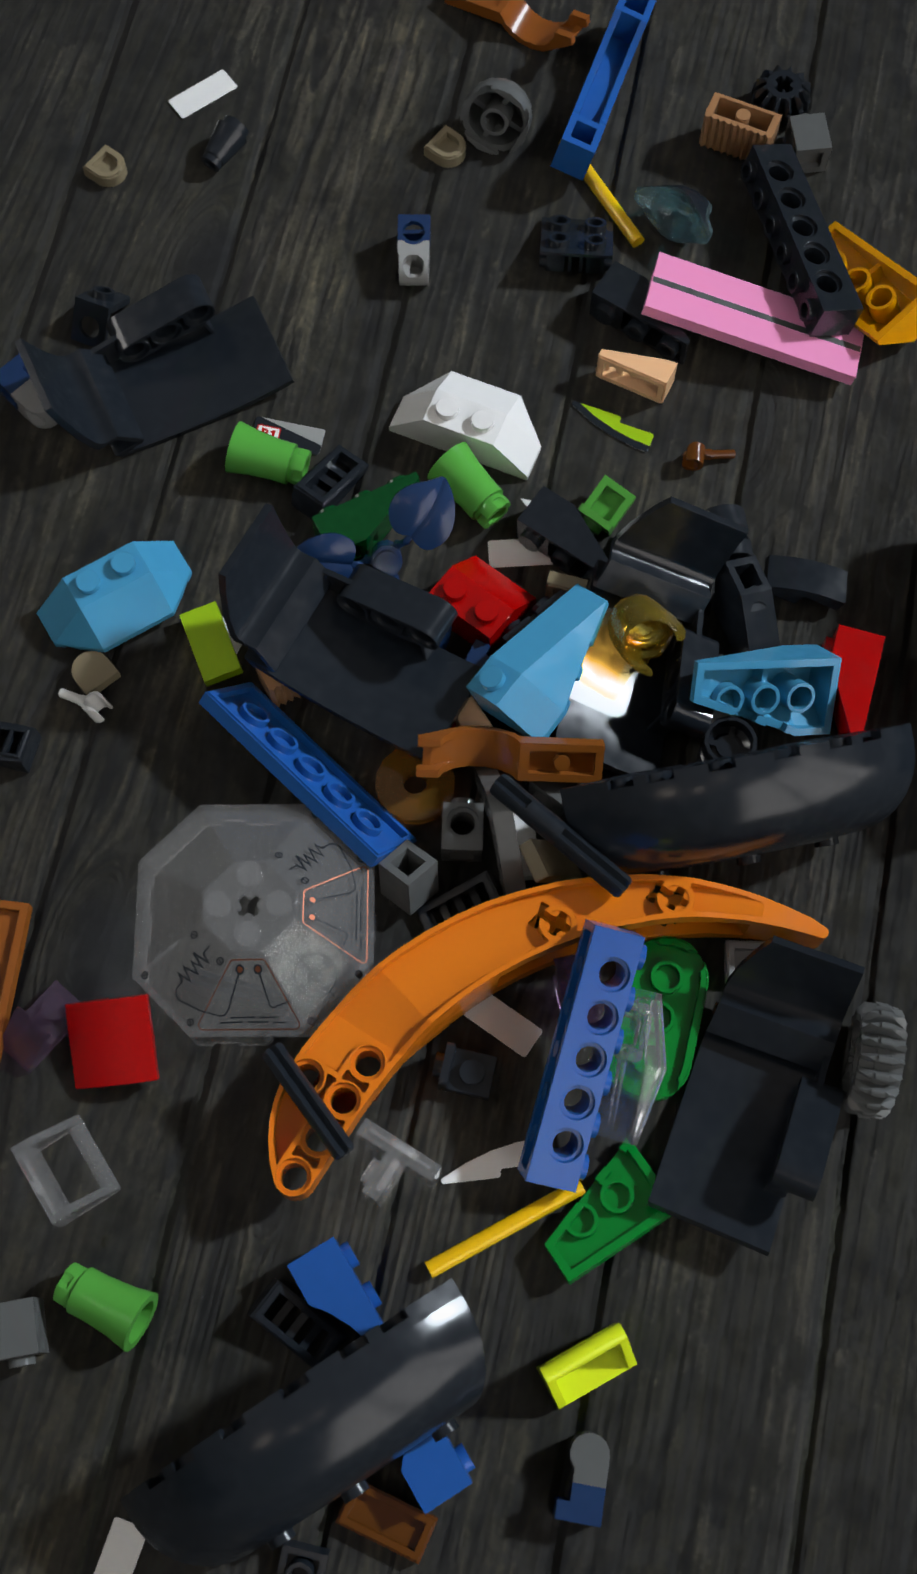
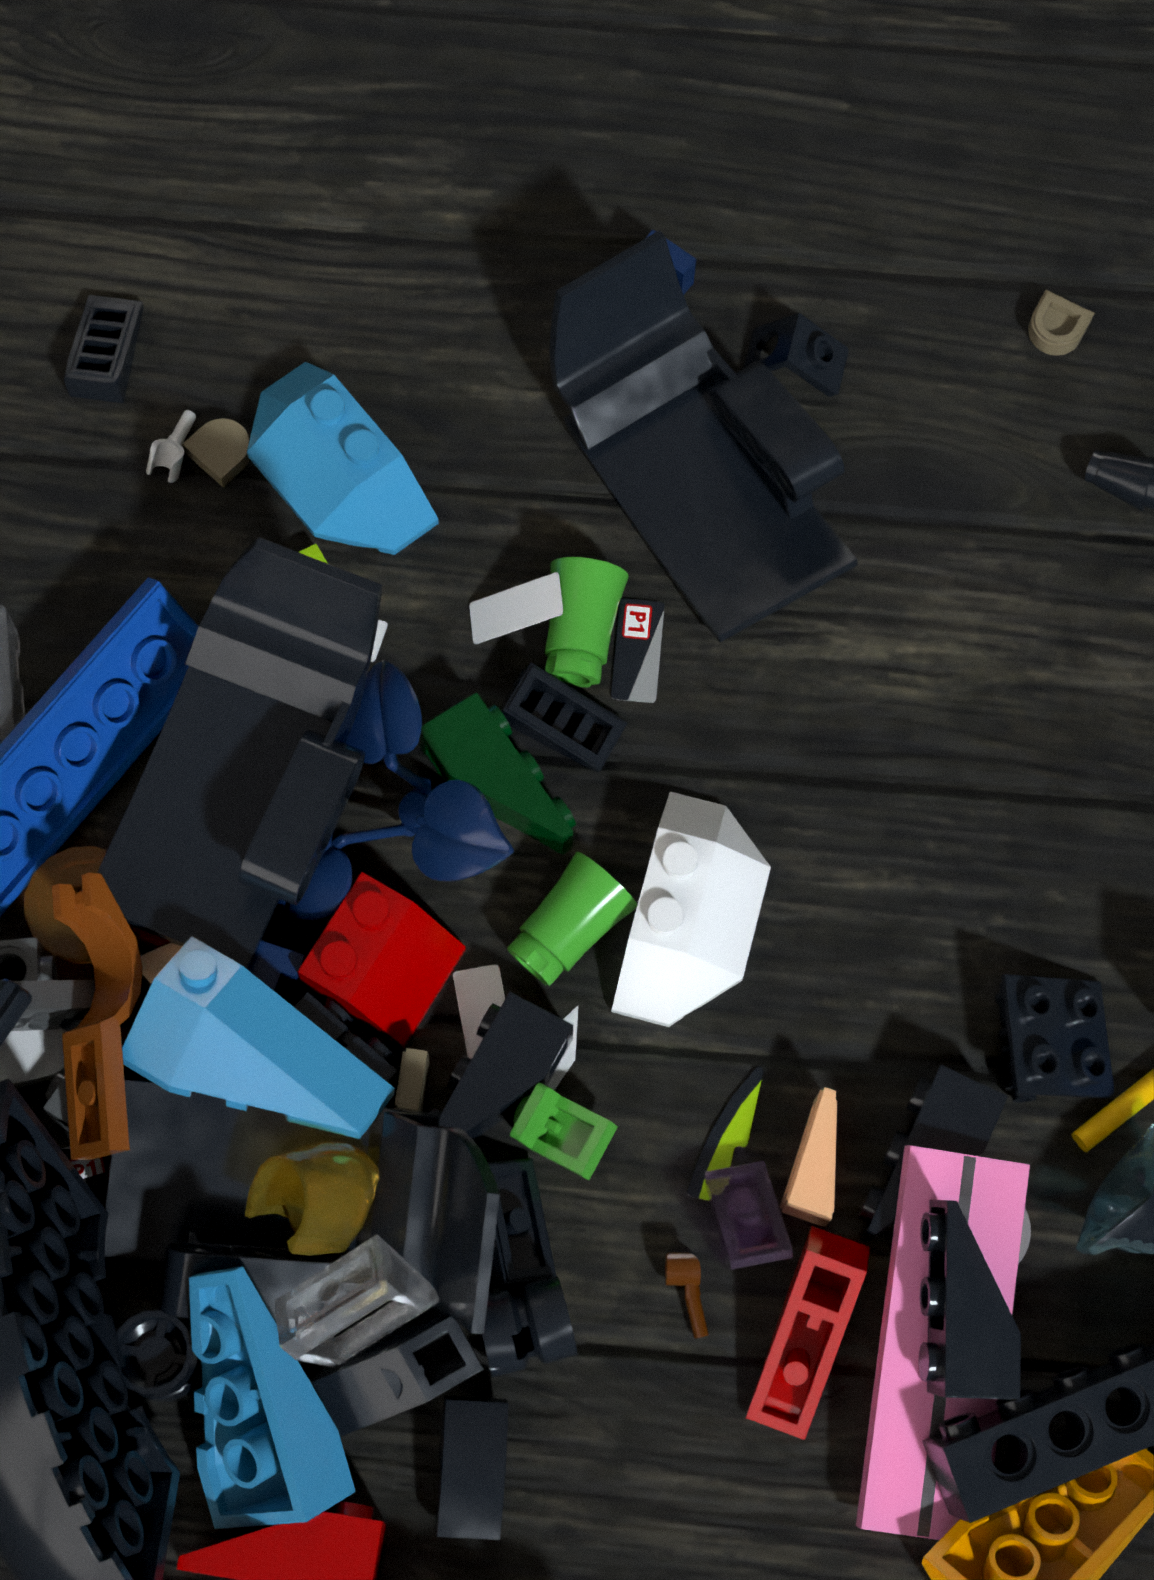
camera: 80 degrees right, 0 degrees up
(250, 490) = (516, 608): none -> white sticker
(414, 249) = (983, 783): light grey leg -> none
(673, 408) = (747, 1216): none -> clear purple slope
(714, 614) = (344, 1294): none -> clear tile
(736, 388) = (809, 1332): none -> red slope
(747, 292) = (970, 1329): none -> black slope

